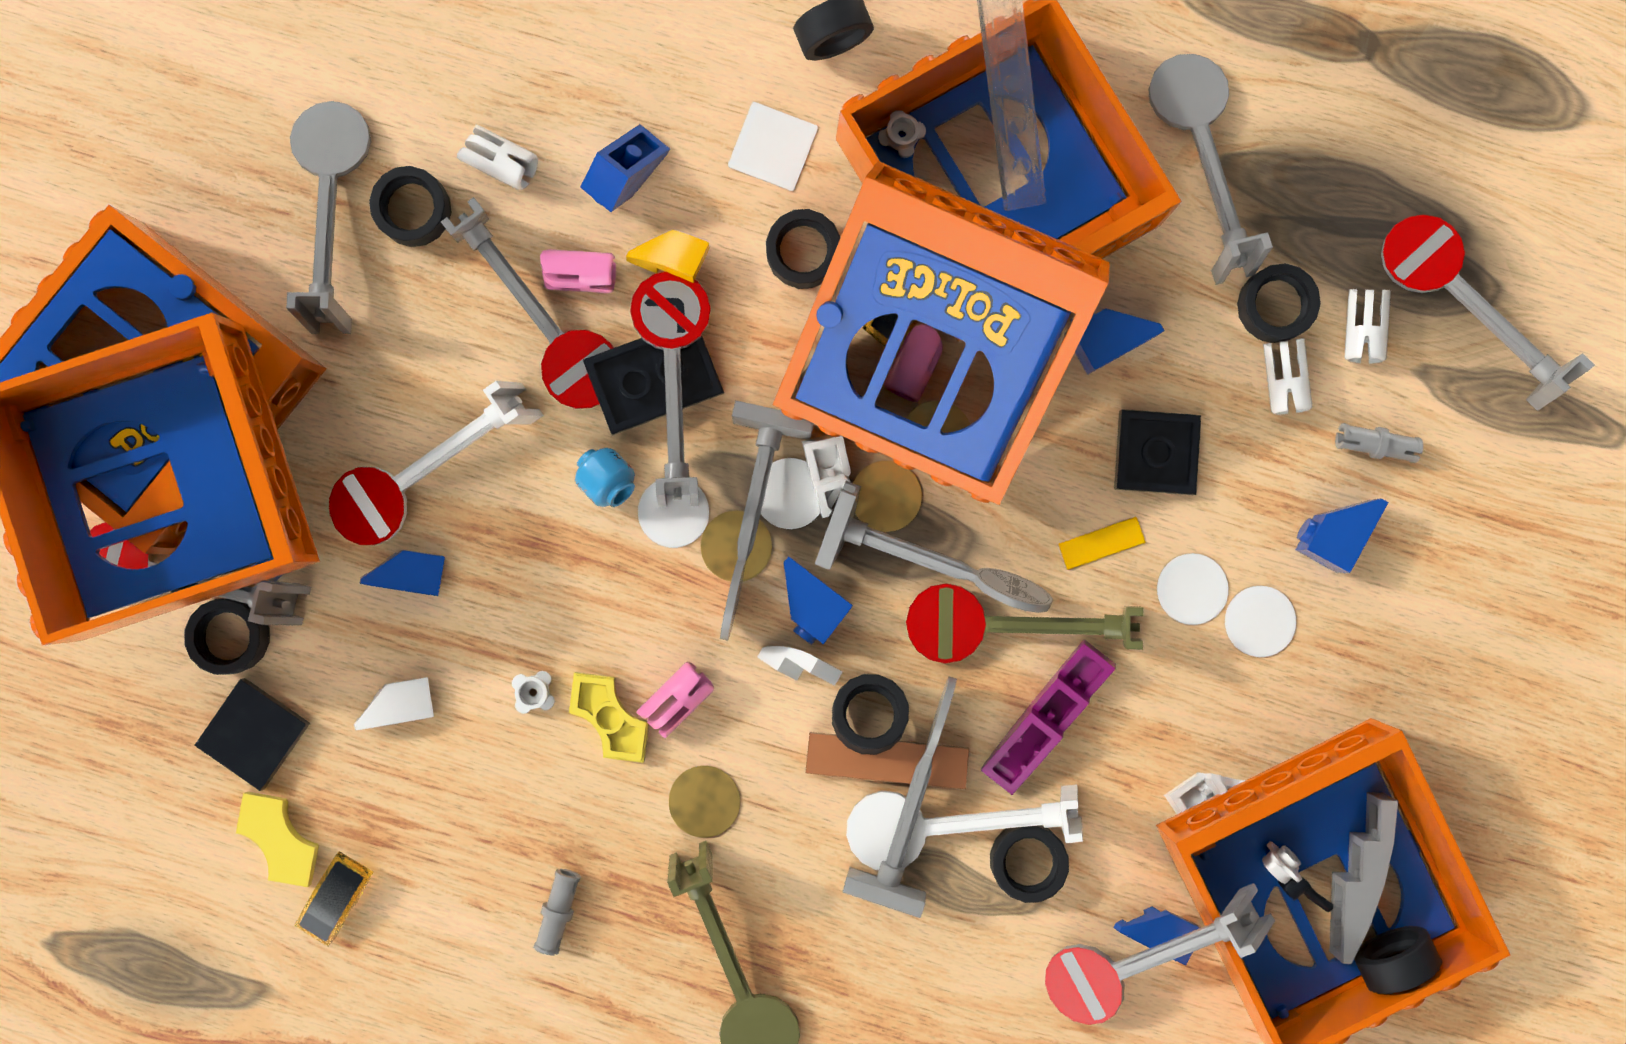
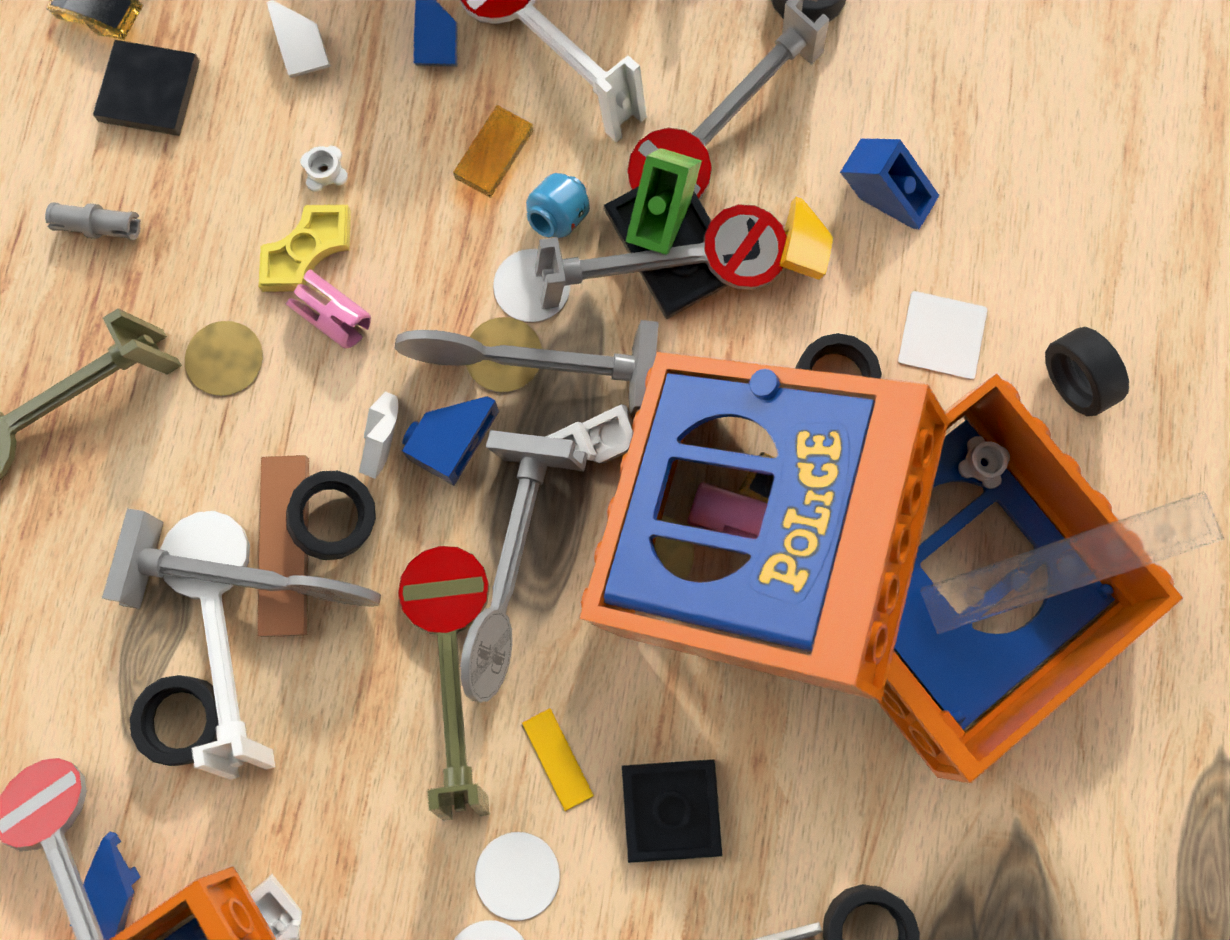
camera: 85 degrees right, 10 degrees down
(424, 854) = (146, 87): none -> black tile
(498, 157) = (876, 62): white arm -> none
(537, 531) = (493, 151): none -> clear yellow tile
(578, 271) = (772, 152): bright pink arm -> none
(622, 378) = (662, 199): none -> bright green slope
(790, 495) = (564, 399): white sticker -> none
(887, 496) = (576, 506): pearl gold sticker -> none
(1048, 717) = (349, 721): magenta slope -> none
(1111, 336) = (797, 731): blue slope -> none
(1190, 96) = (1093, 789): light grey piece -> none

